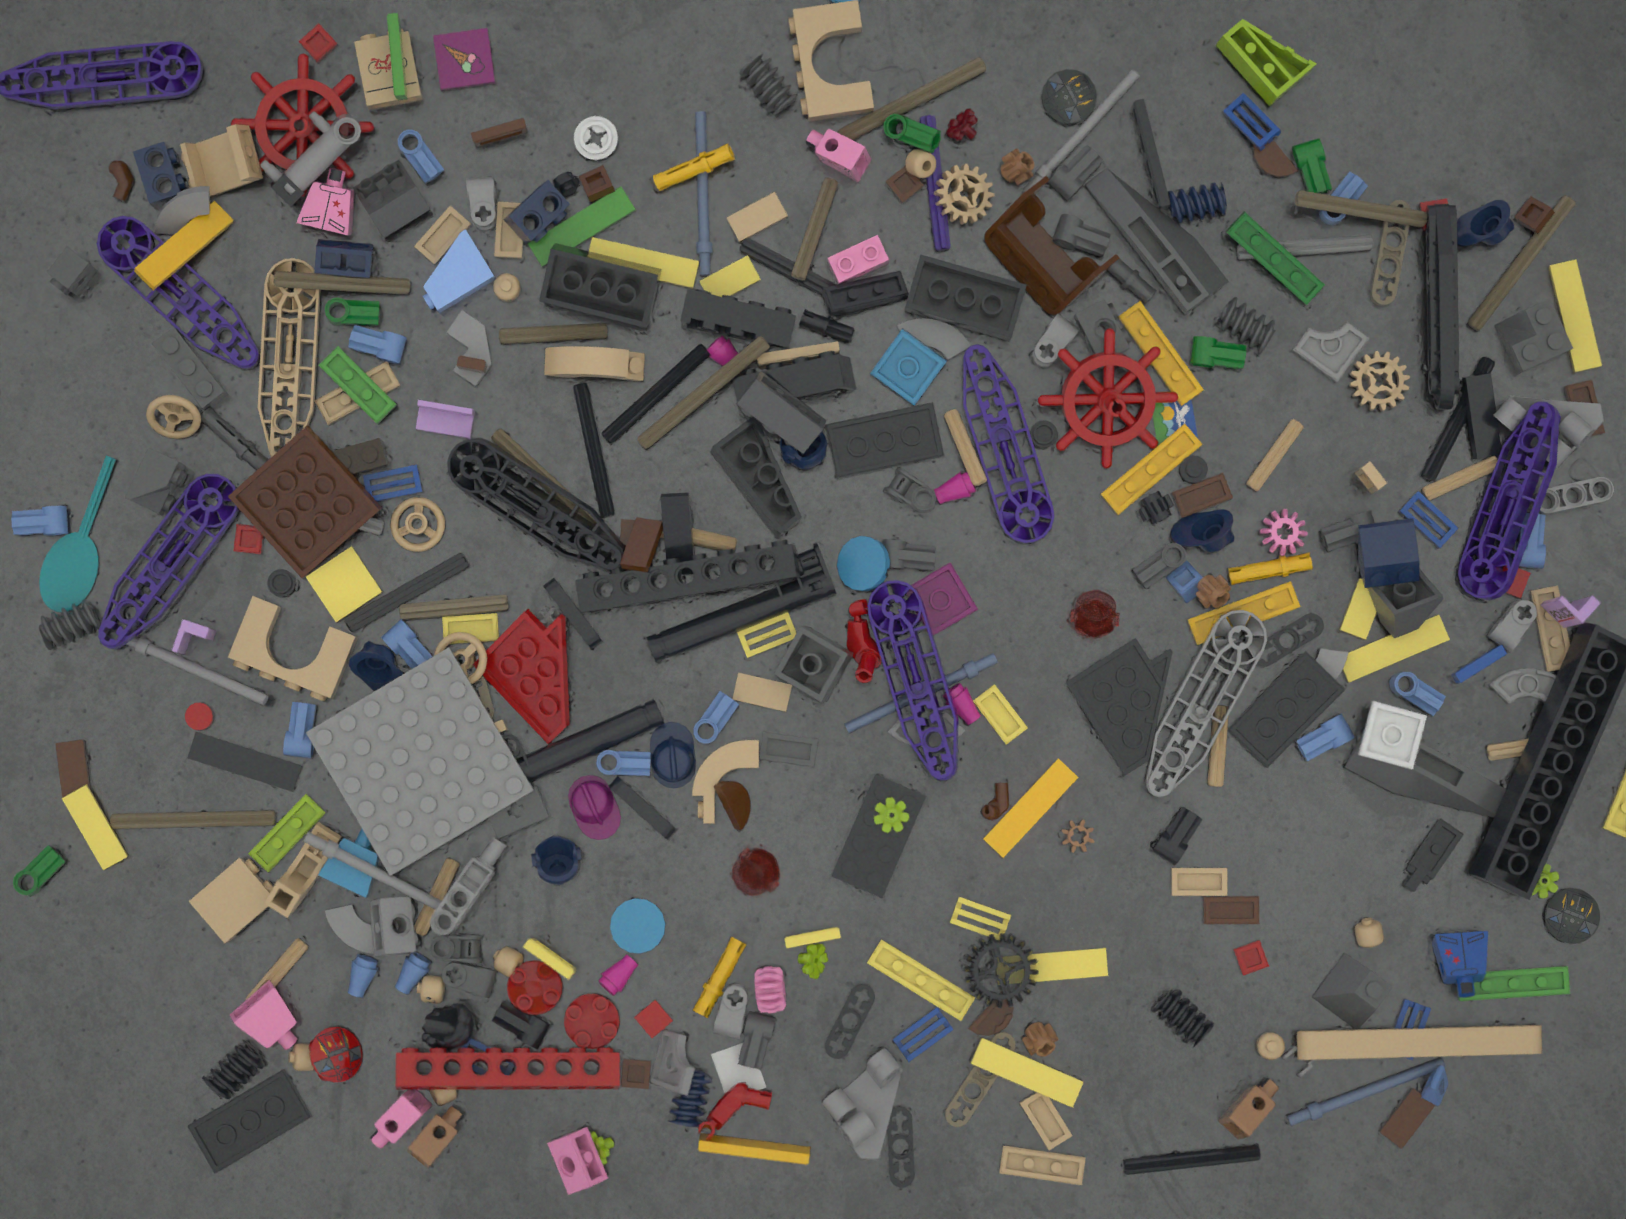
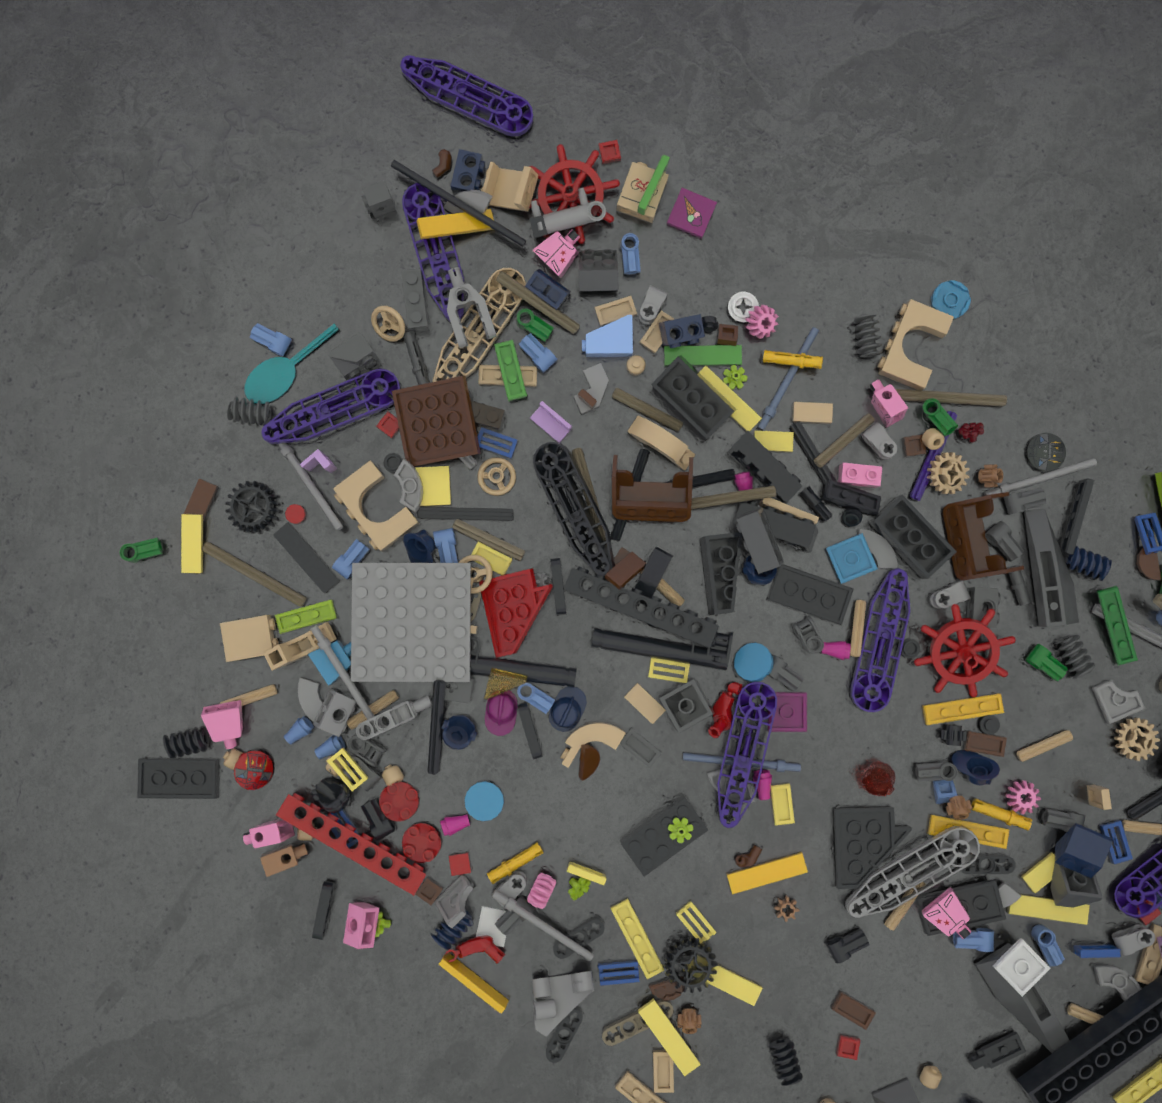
camera: 30 degrees right, 0 degrees up
(140, 726) = (237, 499): none -> black gear
(172, 218) = (458, 203): none -> black piece
(261, 324) = (454, 304): none -> light grey piece
(320, 597) = (411, 485): none -> light grey tile
(439, 991) = (358, 781): none -> light yellow tile
(499, 132) = (687, 269): reddish brown tile -> none
(521, 1172) = (323, 910): none -> black beam
(526, 870) = (436, 726): none -> black axle
(550, 958) = (418, 790): light yellow tile -> none
(573, 767) = (502, 681): none -> clear yellow tile
(621, 151) = (761, 321): none -> bright pink gear
(621, 441) = (651, 499): none -> reddish brown windscreen
(636, 236) = (732, 380): none -> lime plant
(717, 716) = (608, 701): medium blue piece -> none
(742, 1027) = (511, 905): none -> light grey bar
(756, 872) = (576, 813): clear red cap -> none
(854, 203) = (878, 440): none -> light grey piece
(879, 316) = (852, 517): none -> black plate
(1168, 364) = (1011, 654): yellow tile -> none
(1170, 417) = (995, 684): sticker -> none
(1198, 881) = (844, 981): tan tile -> none
(1272, 725) = (948, 914): none -> bright pink torso

